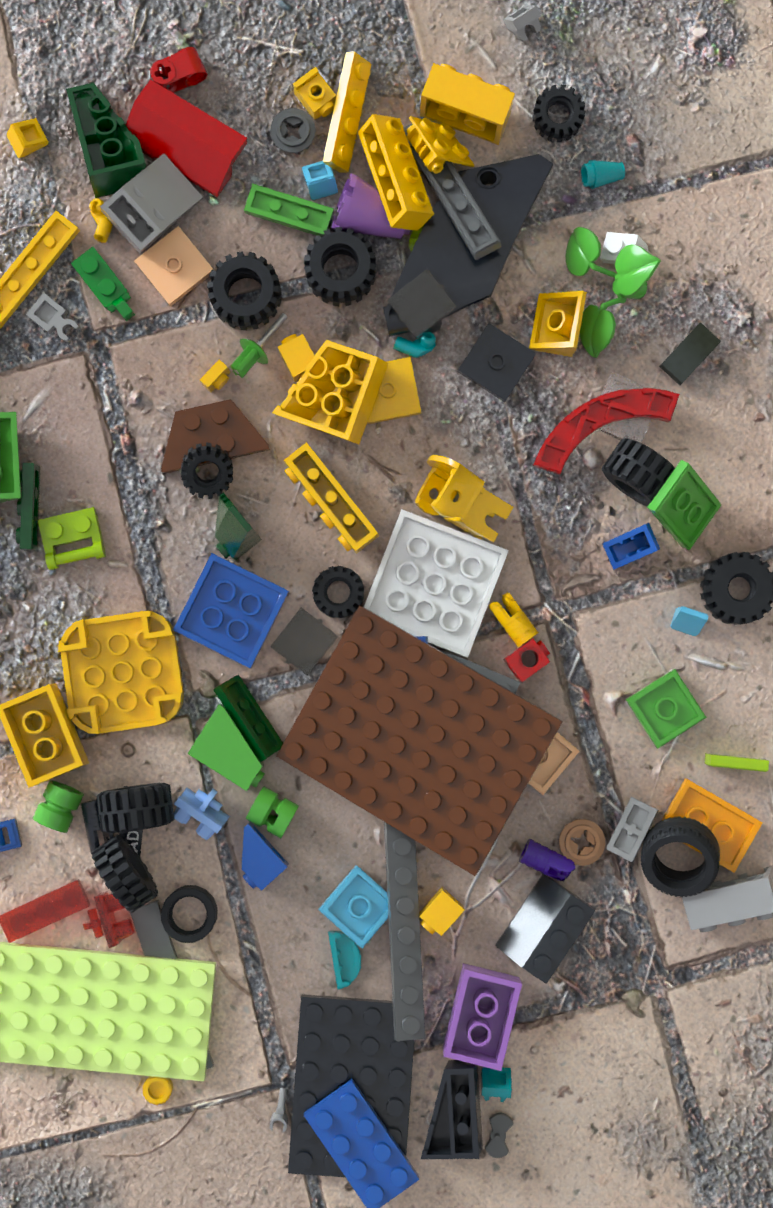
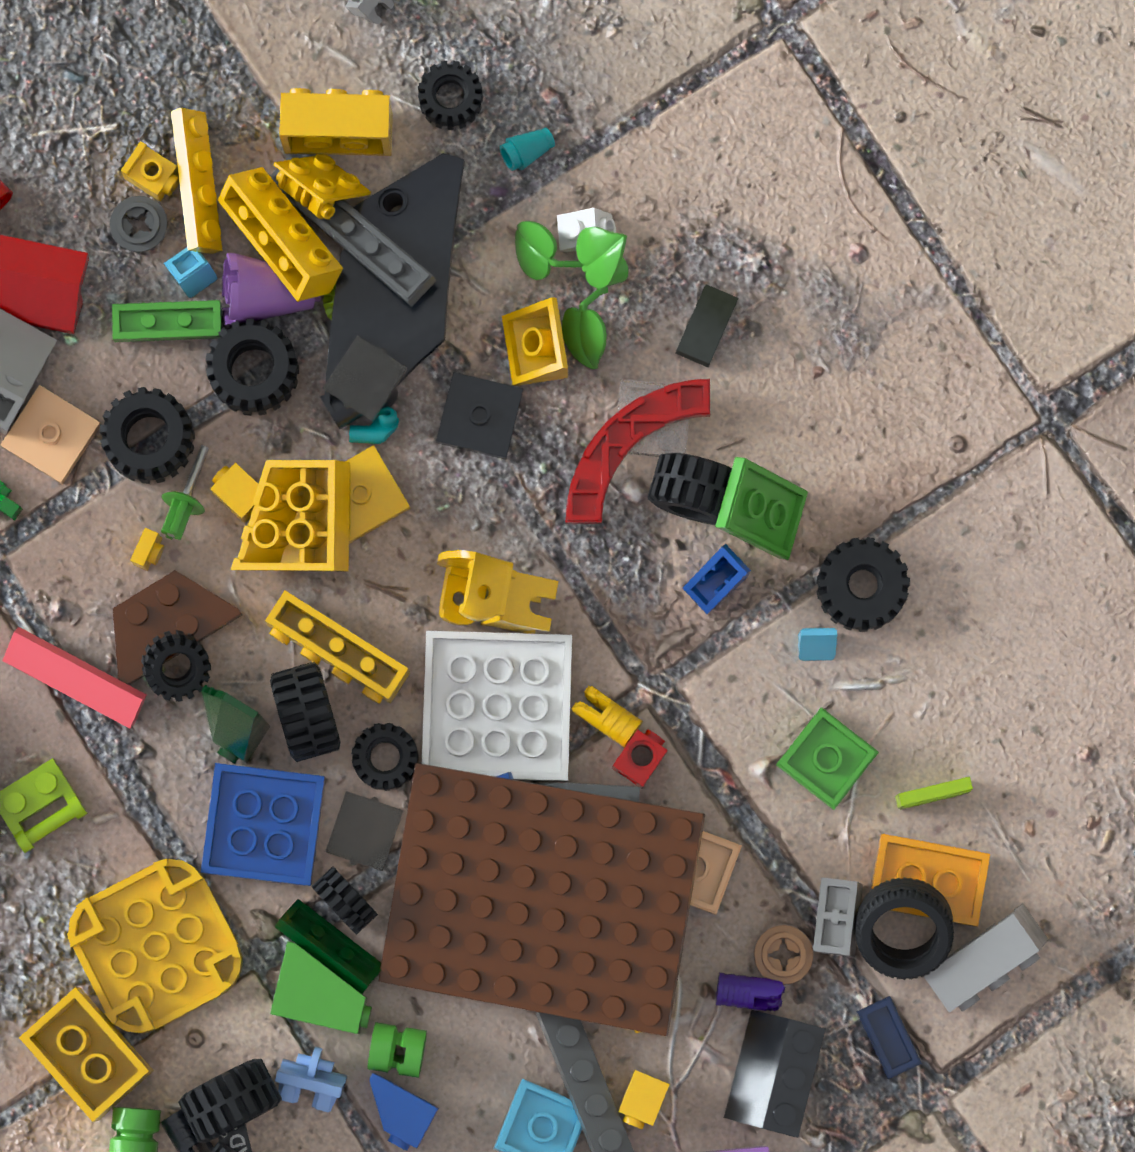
camera: 20 degrees left, 5 degrees down
(129, 453) = (74, 677): none -> coral tile
(271, 688) = (344, 900): none -> black tyre
(290, 538) = (305, 711): none -> black tyre
(638, 930) = (888, 1037): none -> dark blue tile

